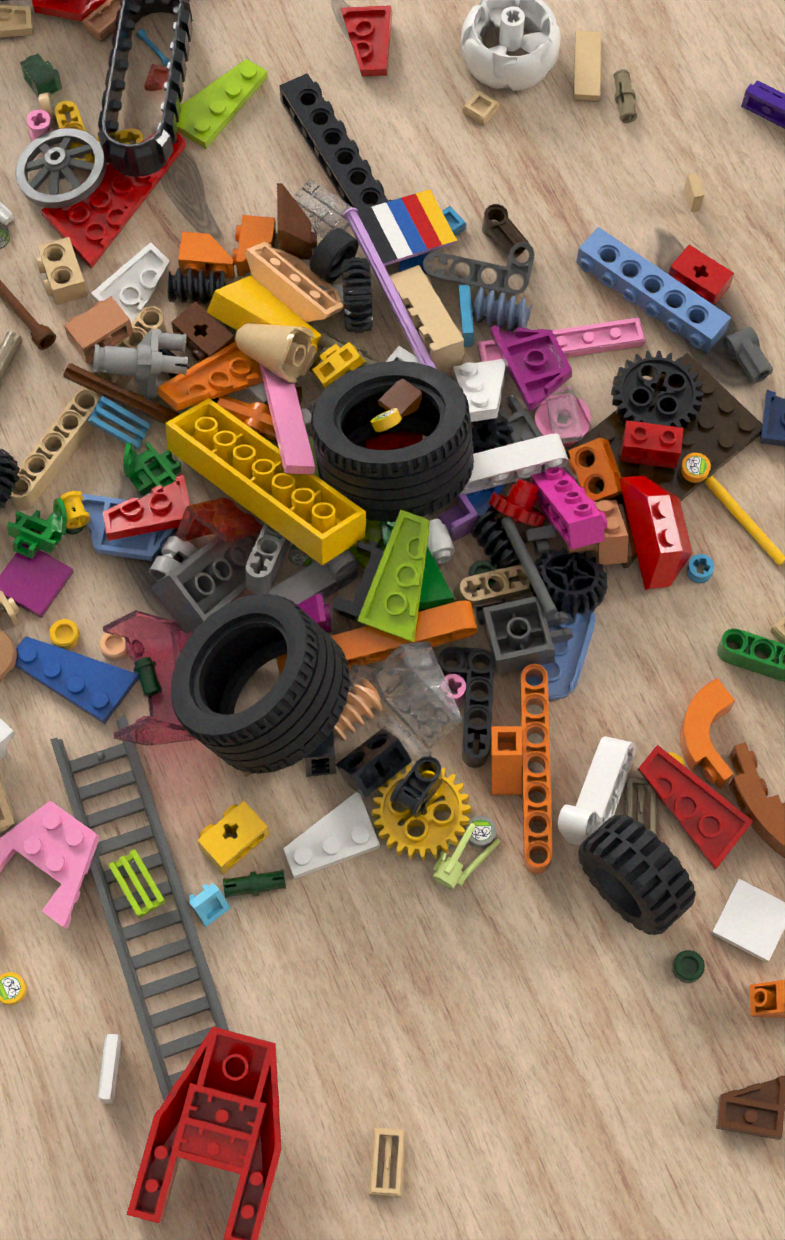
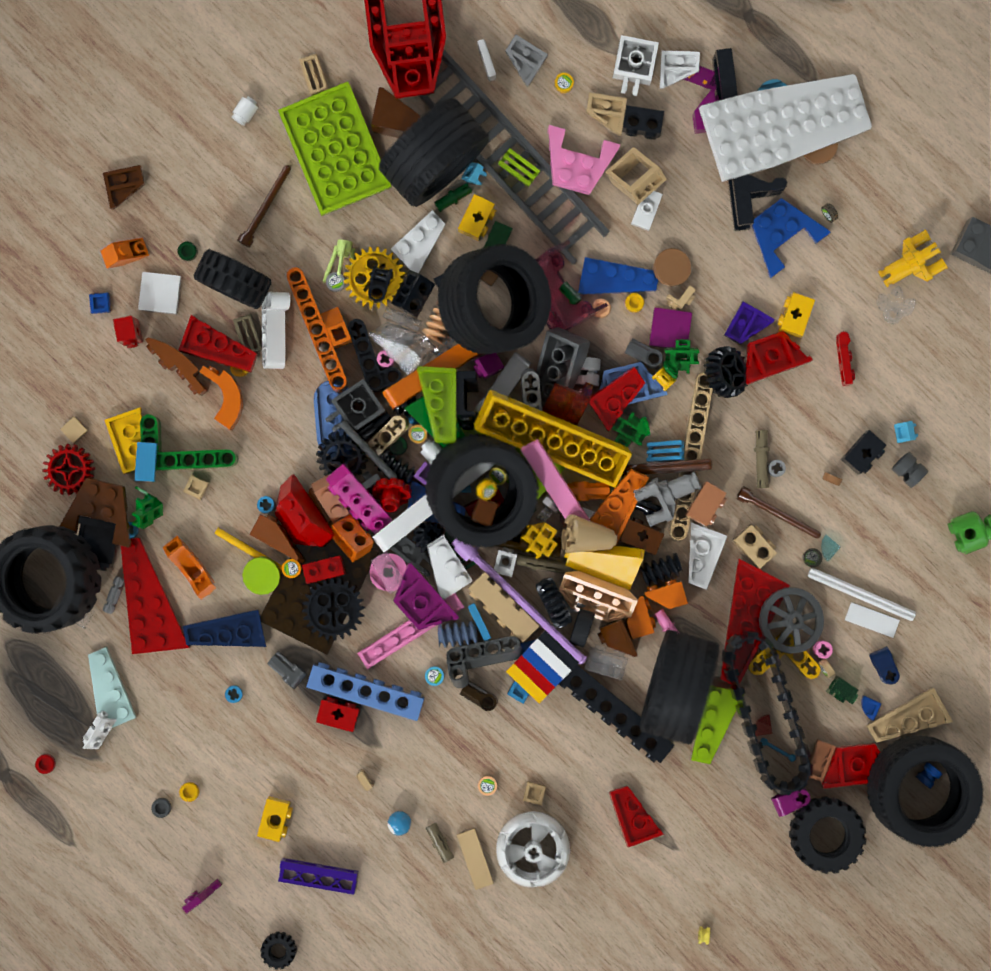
camera: 160 degrees right, 20 degrees up
(16, 50) = (870, 707): none -> blue tile
(49, 1047) = (525, 58): none -> light grey wing
(86, 558) = (642, 352): none -> dark grey piece
(220, 794) = (498, 235): none -> dark green tile
(221, 223) = (664, 621): none -> bright pink axle
(240, 120) = (679, 687): none -> black tyre
(253, 928) = (433, 152): none -> black tyre
(292, 1025) = (391, 115): none -> reddish brown slope
(402, 1030) = (334, 148): none -> lime plate
(451, 575) = (418, 433): none -> tile
(519, 1146) = (244, 110): none -> white brick
(537, 136) = (487, 785): none -> tile
(552, 279) = (434, 676): none -> tile
(589, 948) = (247, 236): none -> reddish brown piece
(668, 130) = (399, 823): none -> dark azure piece
(704, 517) = (273, 534): none -> dark orange slope
(740, 479) = (261, 575): none -> lime tile

